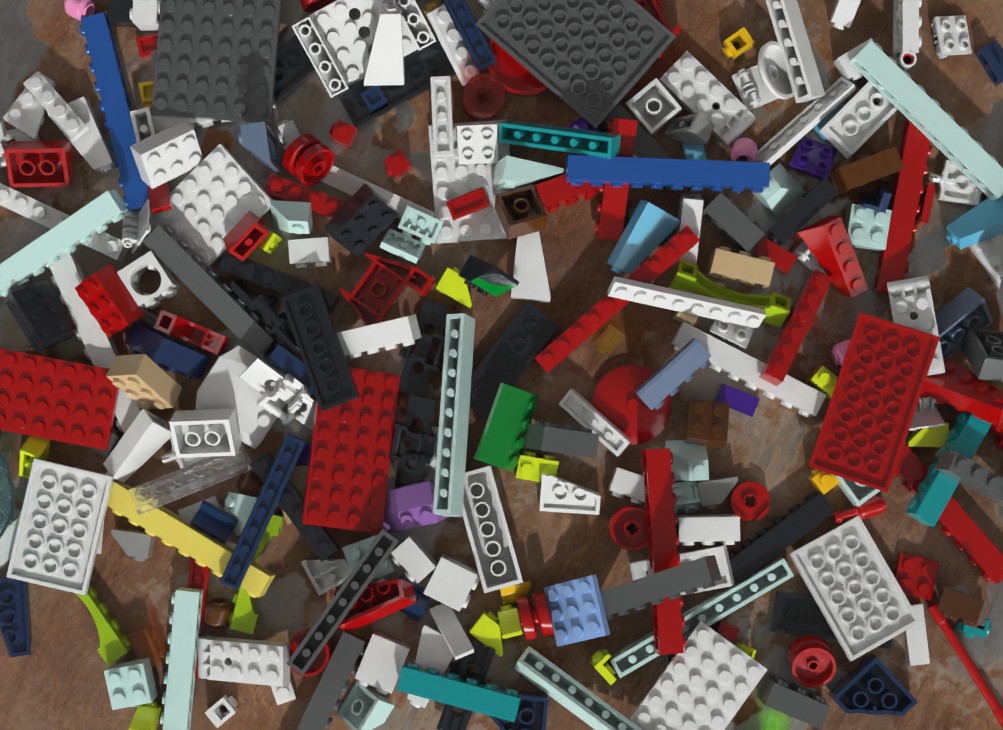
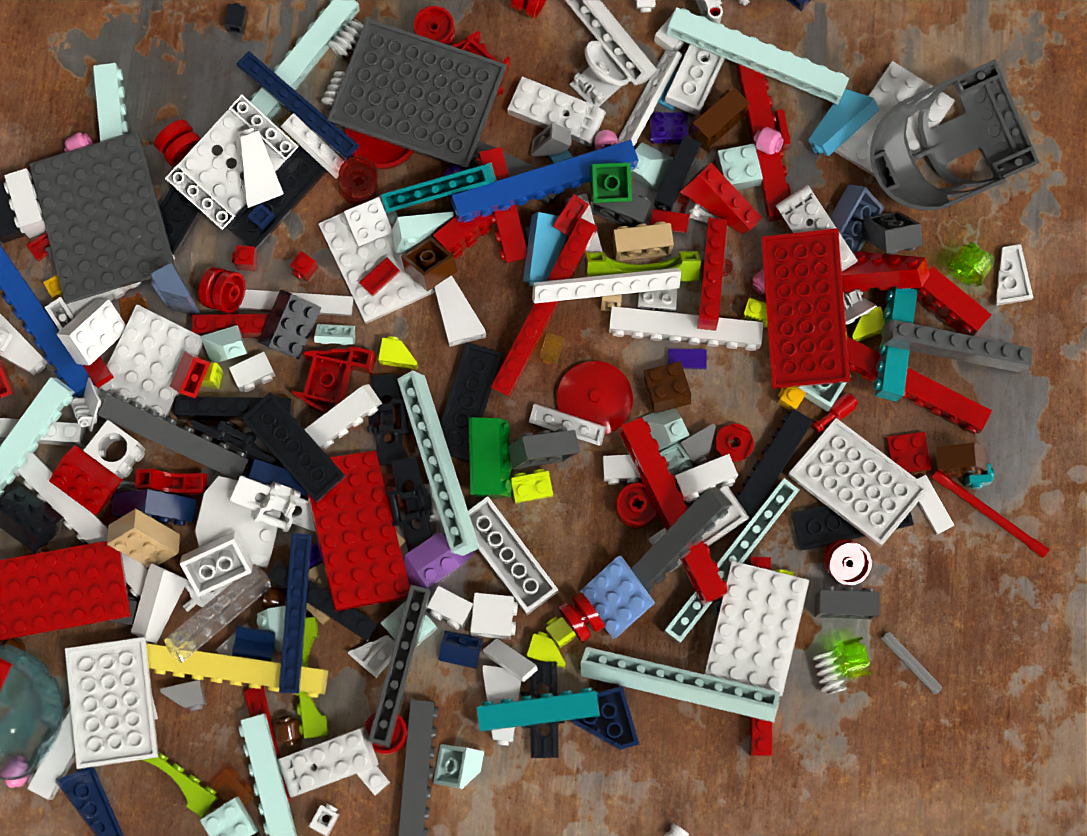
camera: 25 degrees left, 10 degrees down
(33, 448) = (58, 644): neon yellow slope -> none
(288, 132) = (194, 275): white brick -> none
(377, 602) = (432, 659): red wedge -> none
(382, 663) = (457, 717): white brick -> none
(420, 224) = (344, 311): light aqua bracket -> none
(442, 116) = (328, 210): white plate -> none
(486, 277) = (421, 332): black slope -> none
(511, 593) = (550, 606): yellow brick -> none
(567, 497) = (567, 501): white wing -> none
(600, 664) = (662, 642): neon yellow bracket -> none
(653, 107) = (512, 133): white brick -> none
(673, 373) = (619, 353): sand blue slope -> none
(679, 217) = (570, 215): none -> red plate
(731, 202) = (610, 183): none -> green brick
(741, 38) = (566, 50): yellow brick -> none
(872, 691) = (913, 567): dark blue brick -> none
(878, 201) = (741, 136): dark blue panel -> none
(907, 213) = (768, 140): none -> bright pink head
(955, 186) = (802, 104): white plate -> none

